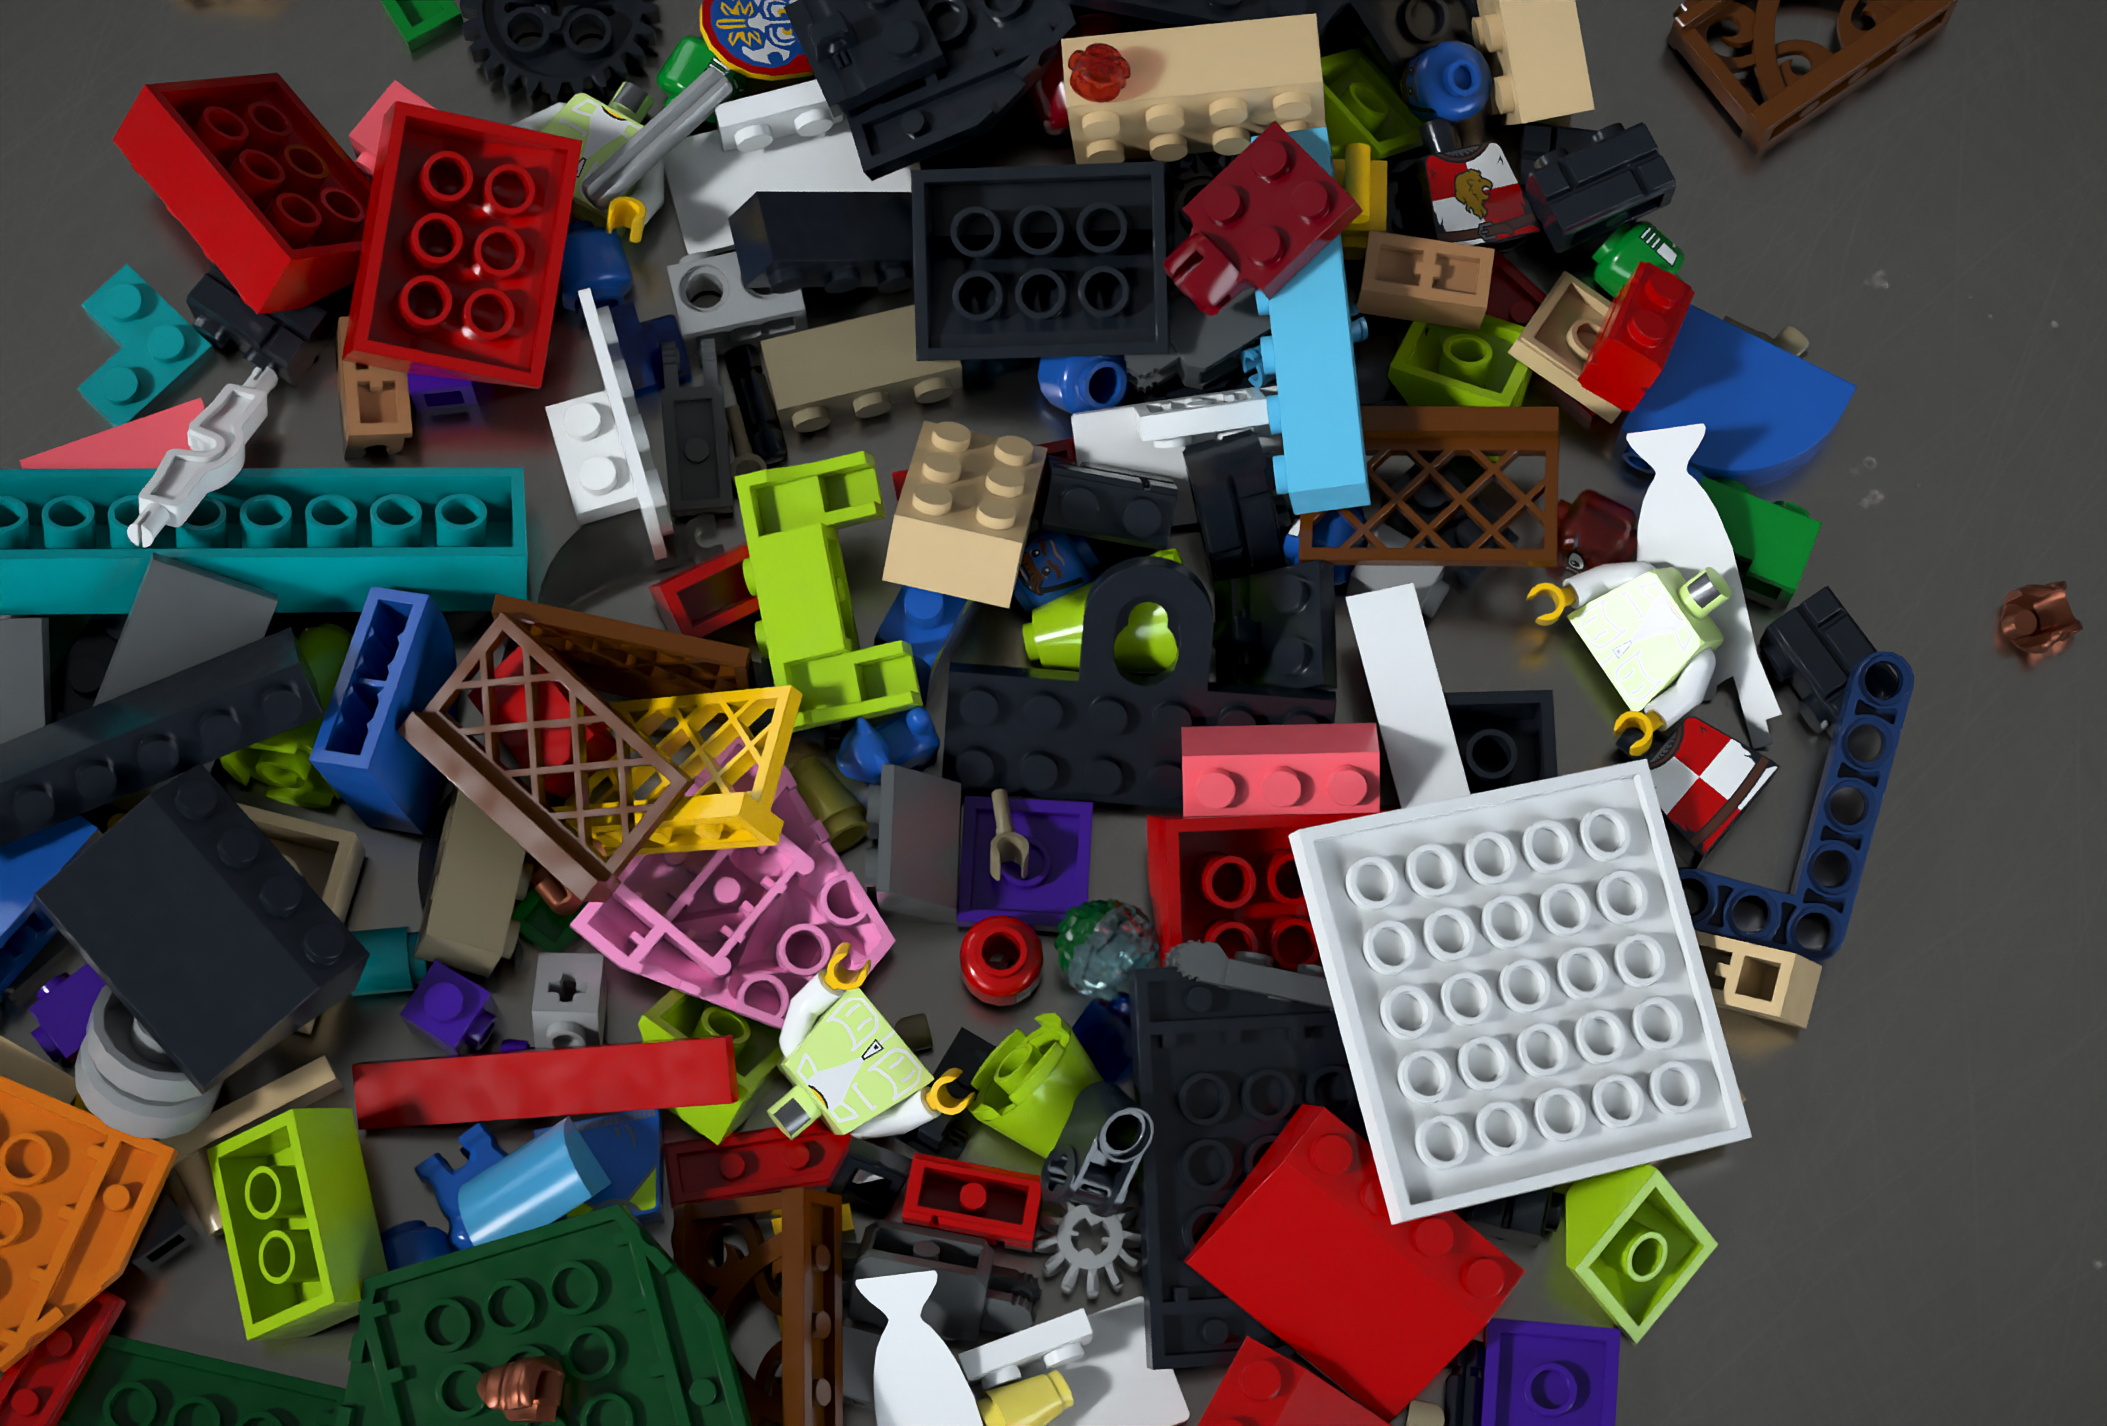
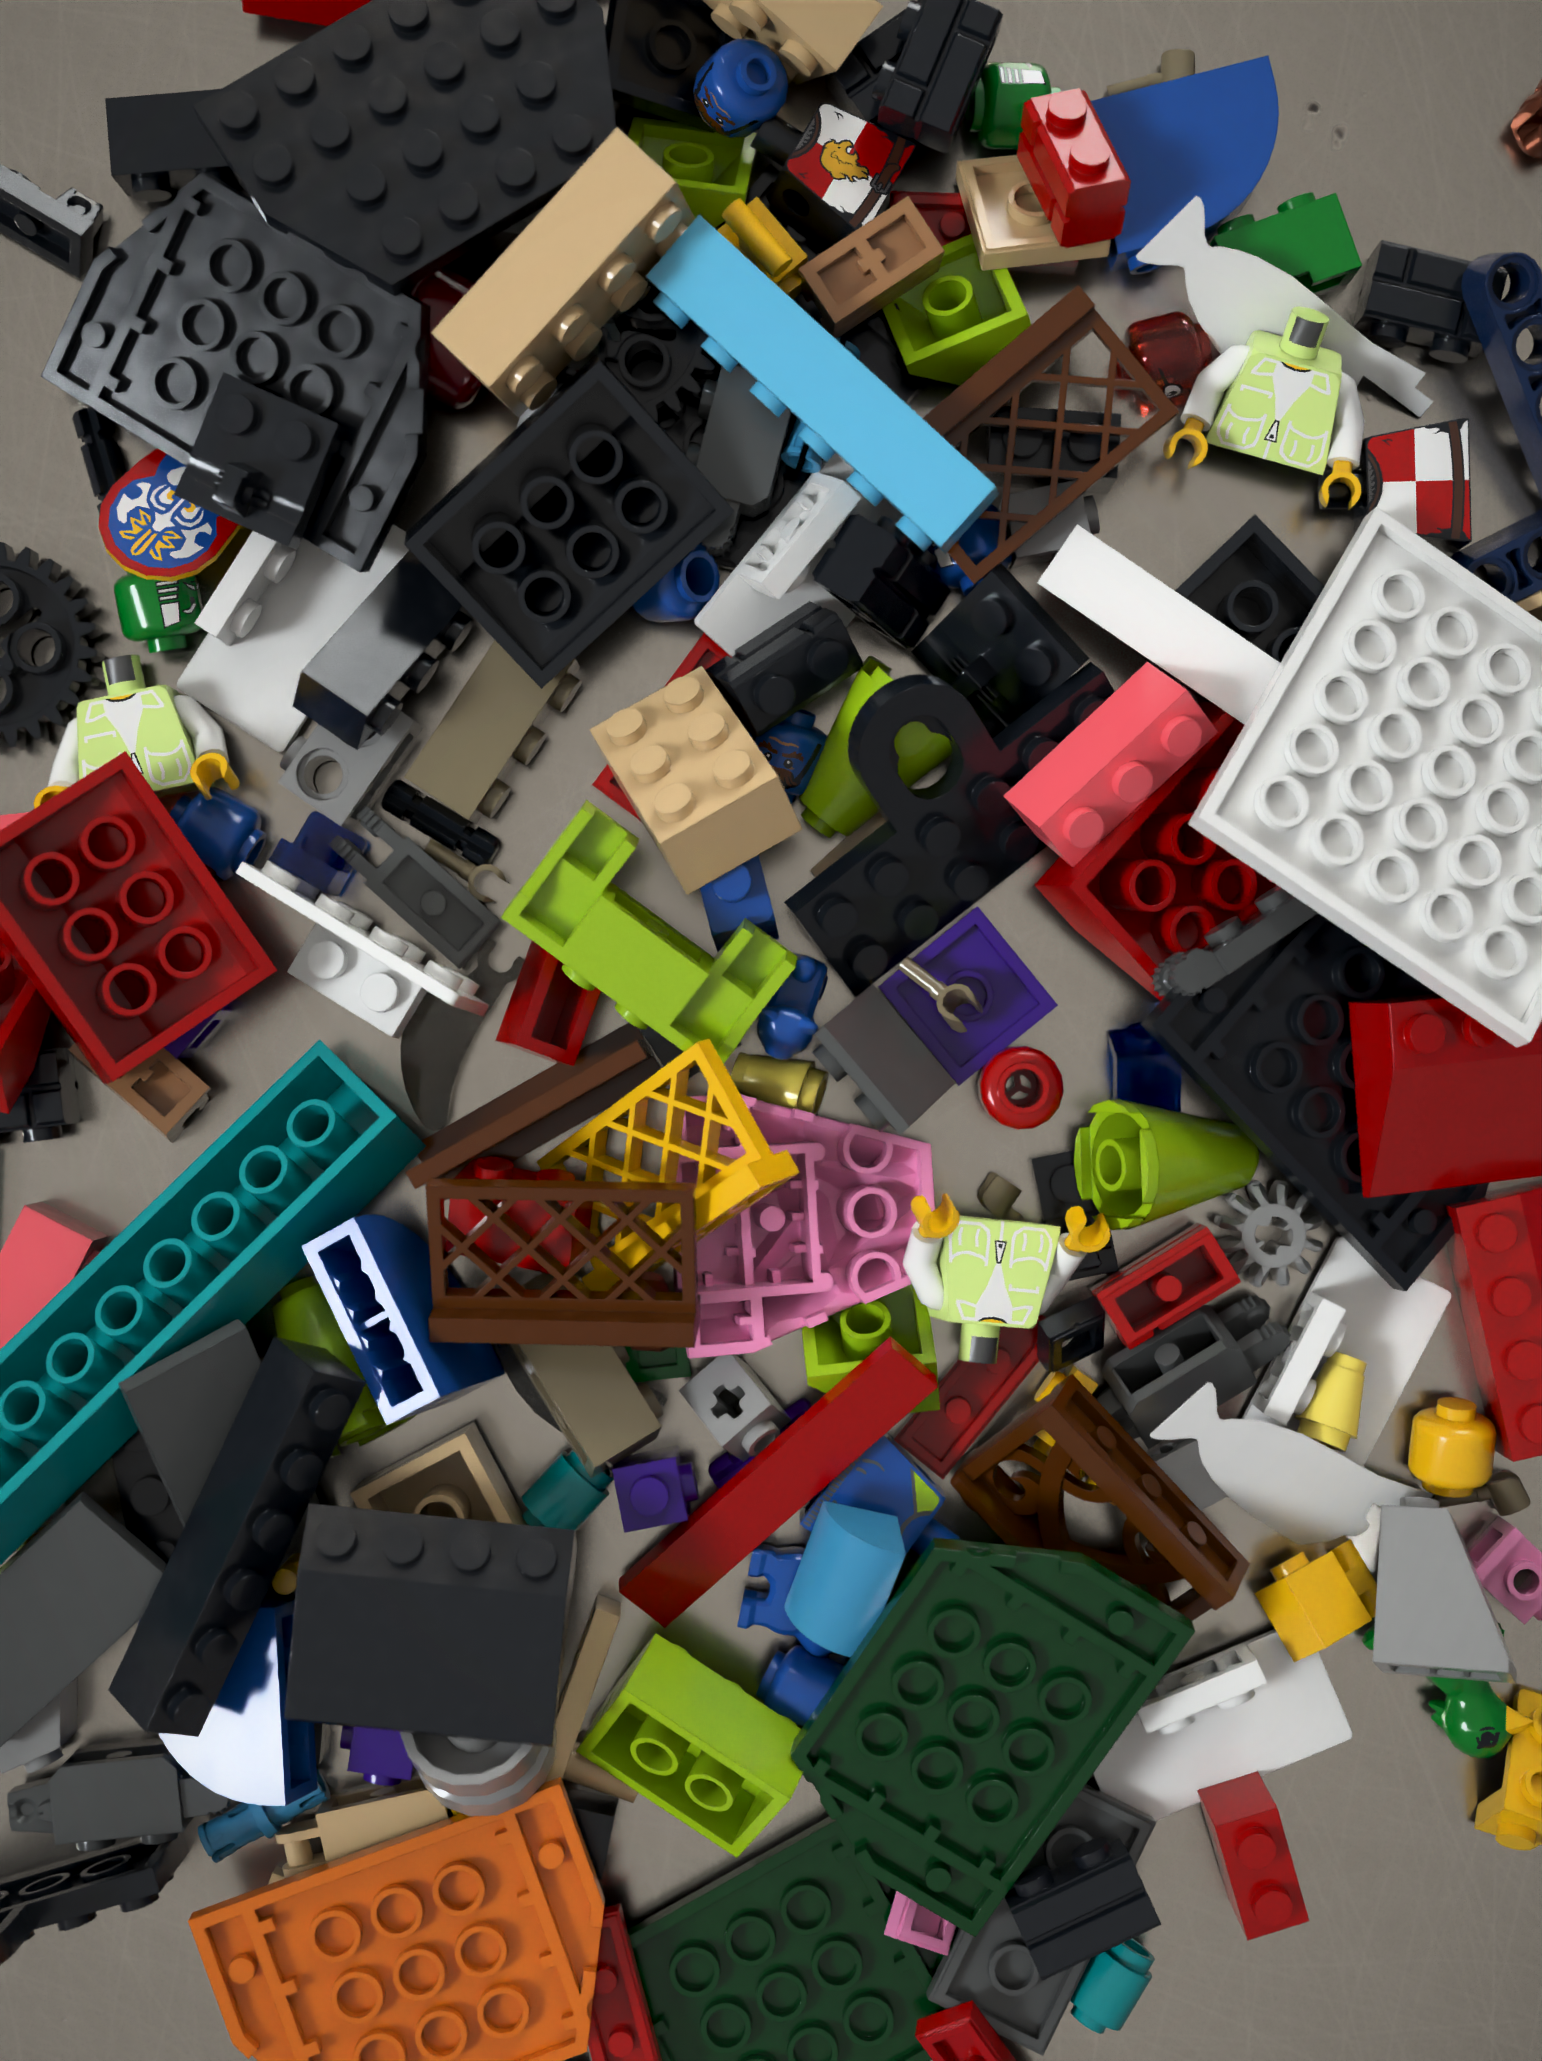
camera: 45 degrees left, 15 degrees up
(215, 459) = (82, 1287): white piece -> none
(524, 1389) = (990, 1742): copper arm -> none
(656, 138) = (175, 689): light grey axle -> none
(1096, 1152) = (1239, 1172): black piece -> none
(1098, 72) = (492, 336): clear red plate -> none
(1101, 944) = (1093, 1013): clear light blue piece -> none
(1258, 223) = (719, 343): dark red plate -> none

